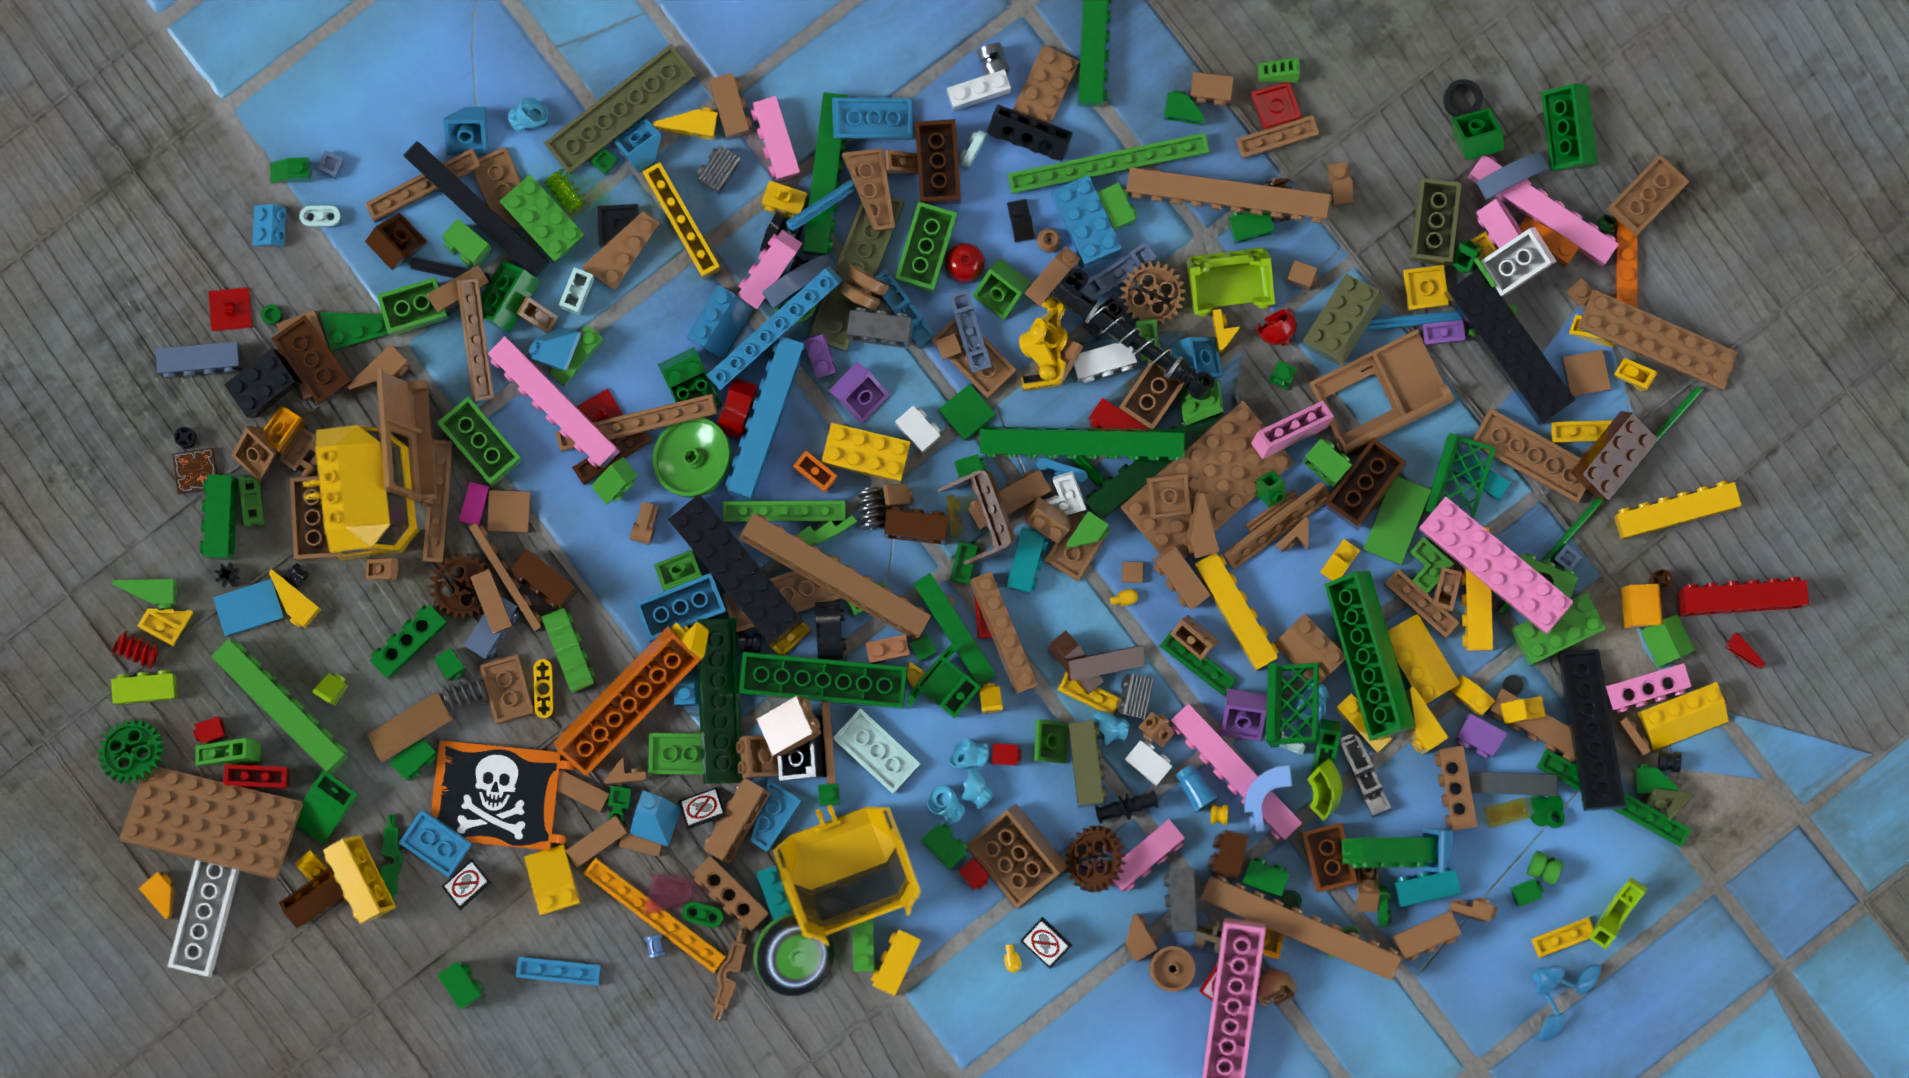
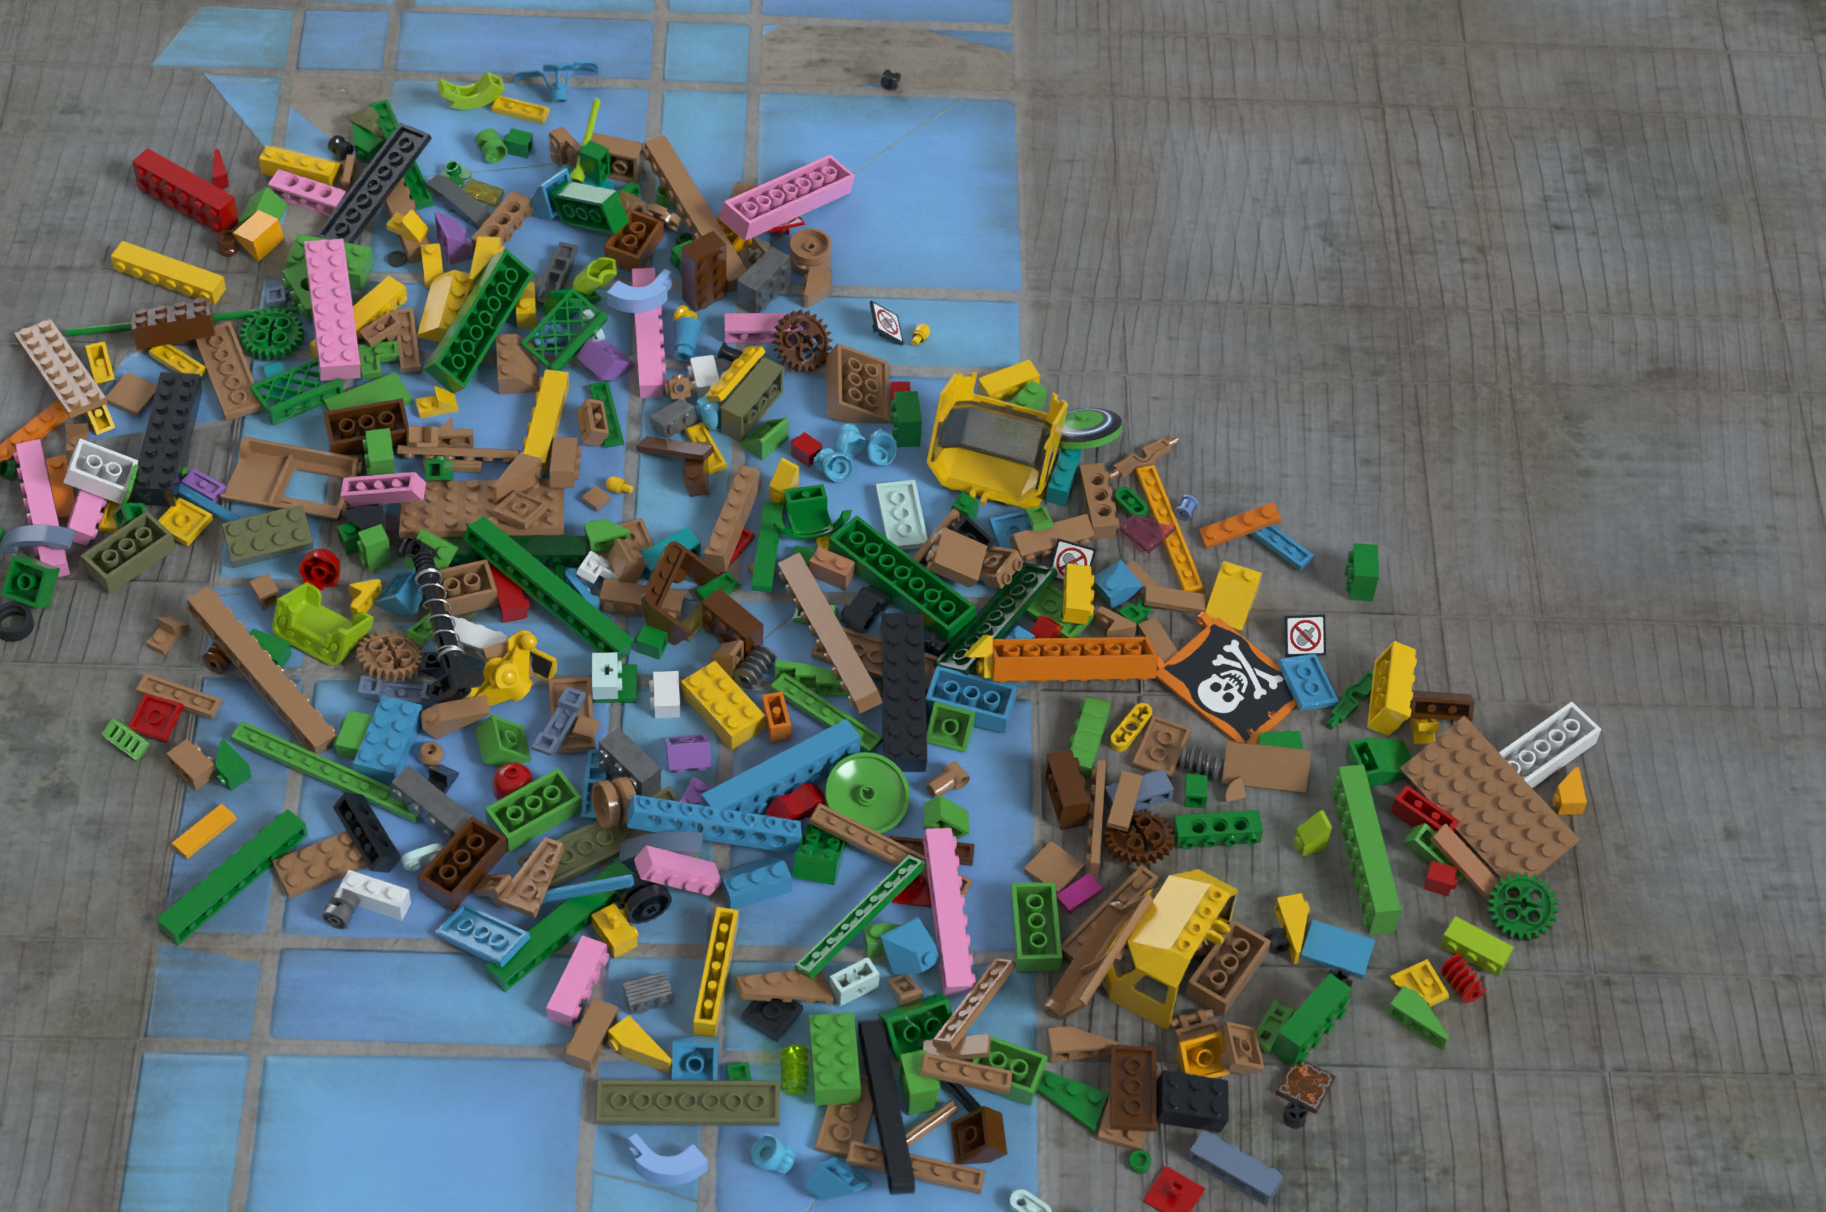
camera: 145 degrees left, 30 degrees down
(197, 754) = (1465, 861): none -> nougat tile
(421, 689) = (1235, 790): none -> medium nougat tile
(431, 266) = (966, 1073): none -> medium nougat tile
(440, 227) = (931, 1122): none -> medium nougat axle
(591, 47) = (667, 1170): none -> light blue arch
(595, 958) = (1240, 525): none -> orange plate
(611, 344) = (859, 916): none -> green tile
(671, 775) = (1078, 594): none -> yellow brick
(672, 721) = (1046, 628): none -> red brick
(756, 824) = (1039, 518): none -> bright green tile
(984, 410) = (605, 675): none -> light aqua brick
(1002, 189) = (428, 802): none -> flat silver brick
(1114, 769) = (735, 373): none -> yellow plate
(1152, 47) = (204, 831): none -> light orange tile
(1252, 374) = (374, 548): none -> bright green brick
(1284, 394) = (366, 515): none -> black slope
(1310, 506) = (422, 436): none -> medium nougat panel
(1326, 903) = (672, 221): none -> medium nougat plate
(1425, 900) = (595, 161): none -> green slope
(1432, 882) = (577, 174): none -> lime piece
(1518, 529) = (285, 337): none -> green gear

